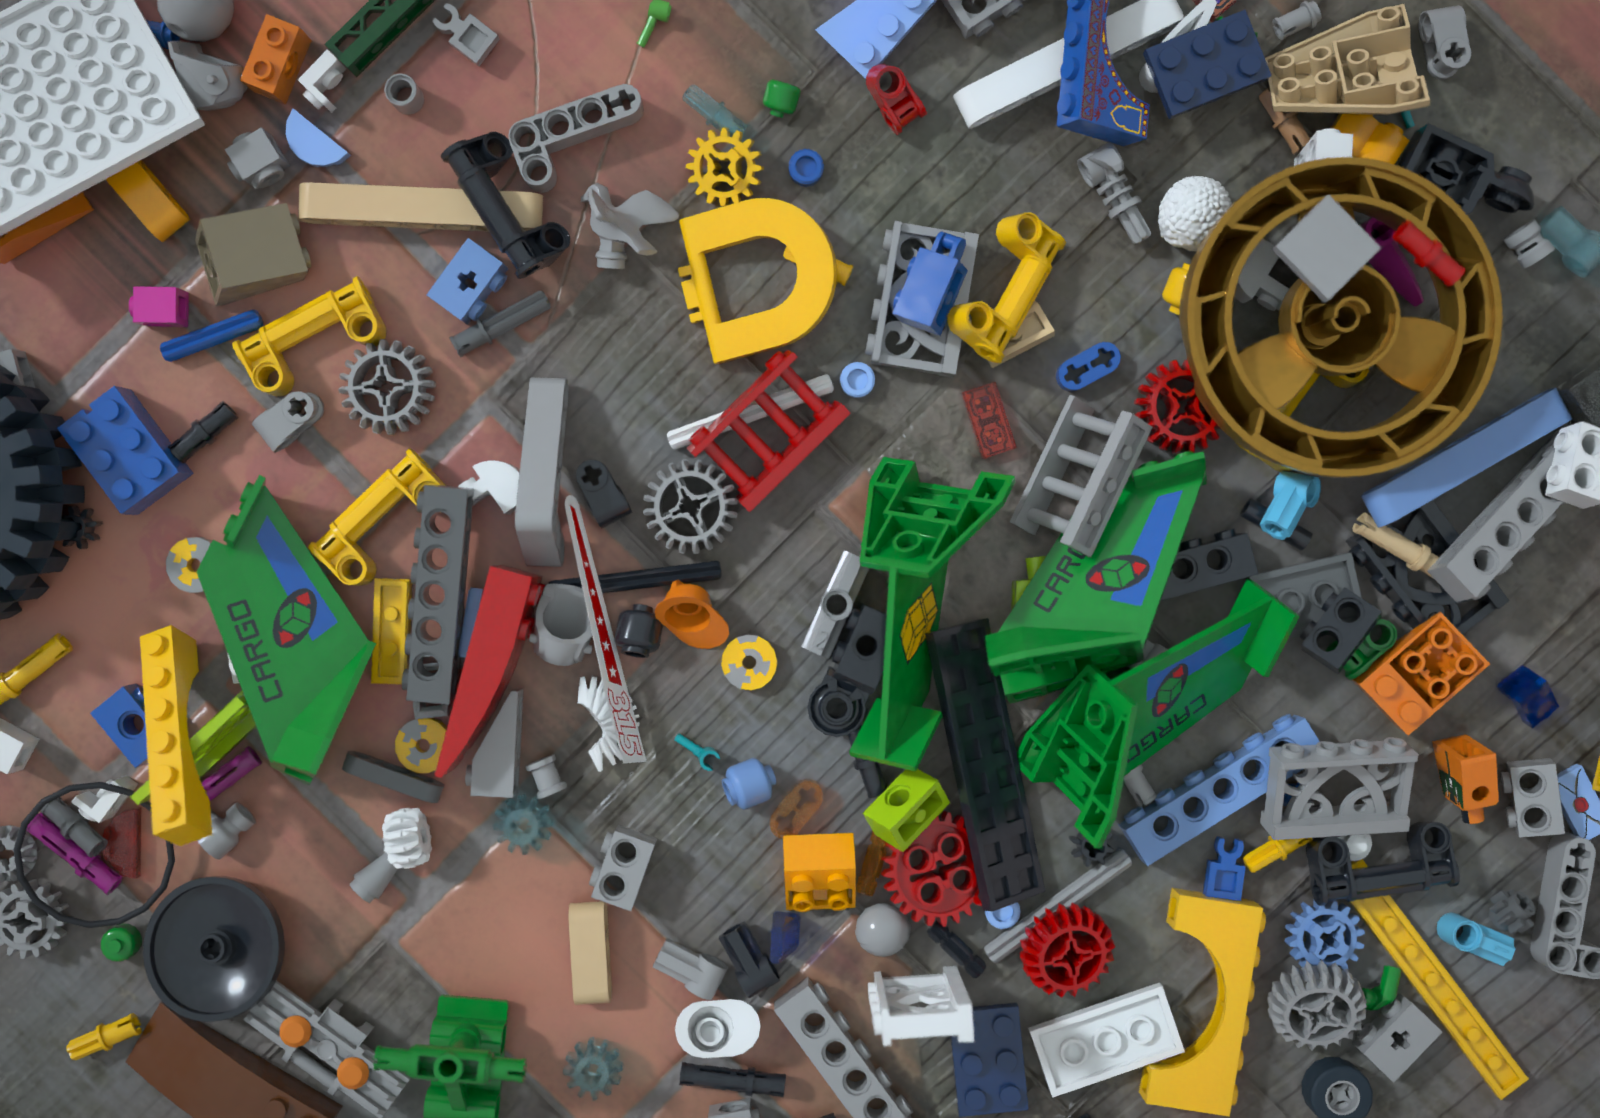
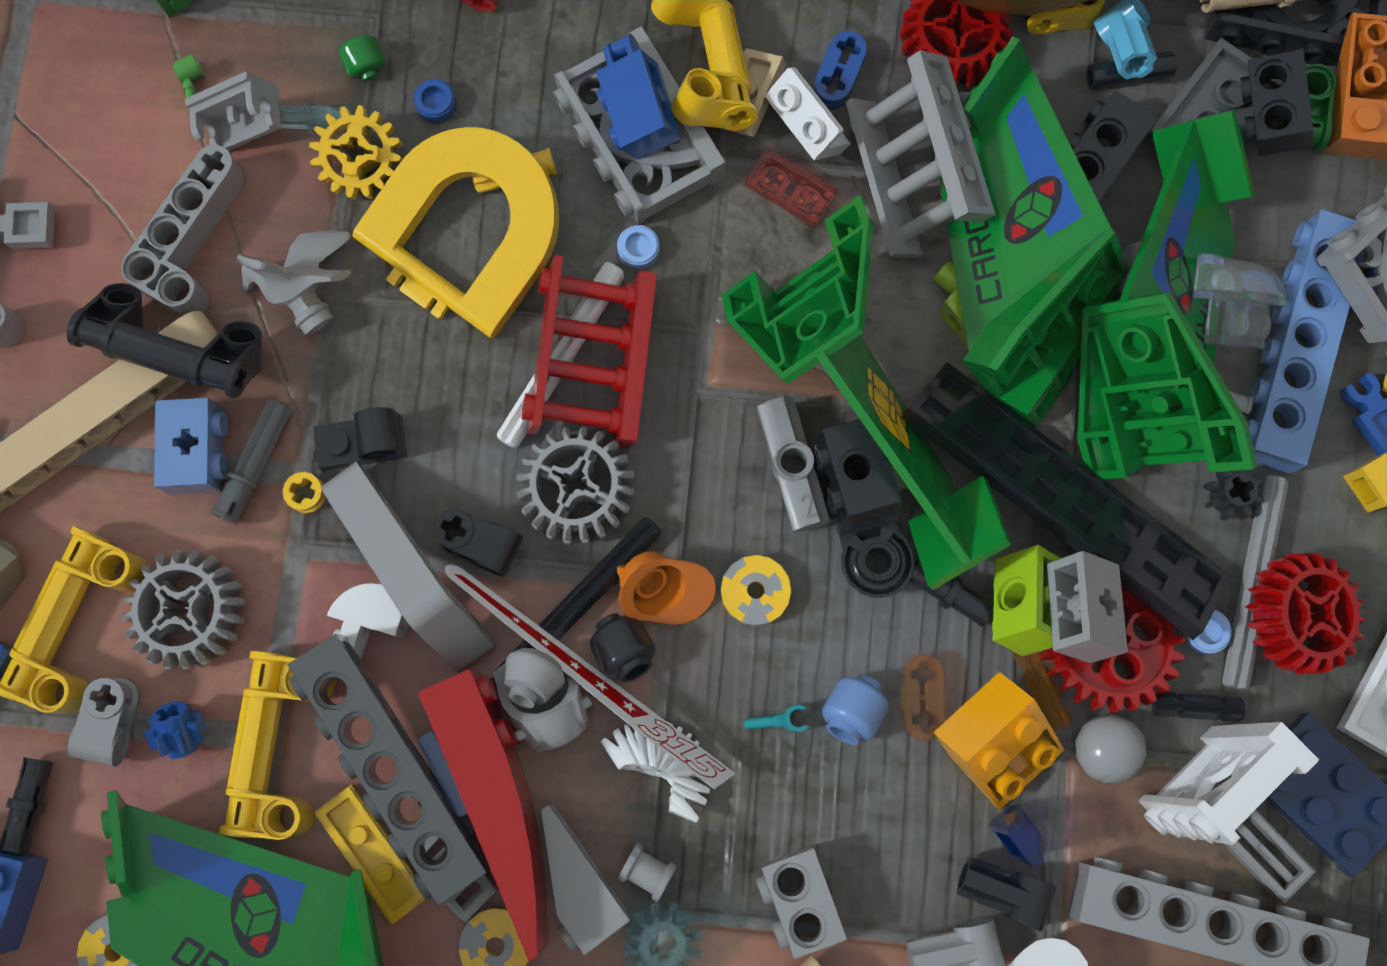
camera: 40 degrees left, 10 degrees down
(327, 460) = (175, 730): none -> blue gear
(522, 360) = (302, 480): none -> yellow bush
(566, 610) = (532, 677): none -> light grey cone
(578, 365) = (370, 438): none -> black plate
(666, 74) = (235, 110): none -> light grey hinge
(921, 1091) = (1293, 883): none -> light grey tile
(932, 841) = (1086, 607): none -> light grey brick
(1035, 385) = (807, 116): none -> white bracket
(1200, 731) = (1238, 299): none -> clear brick

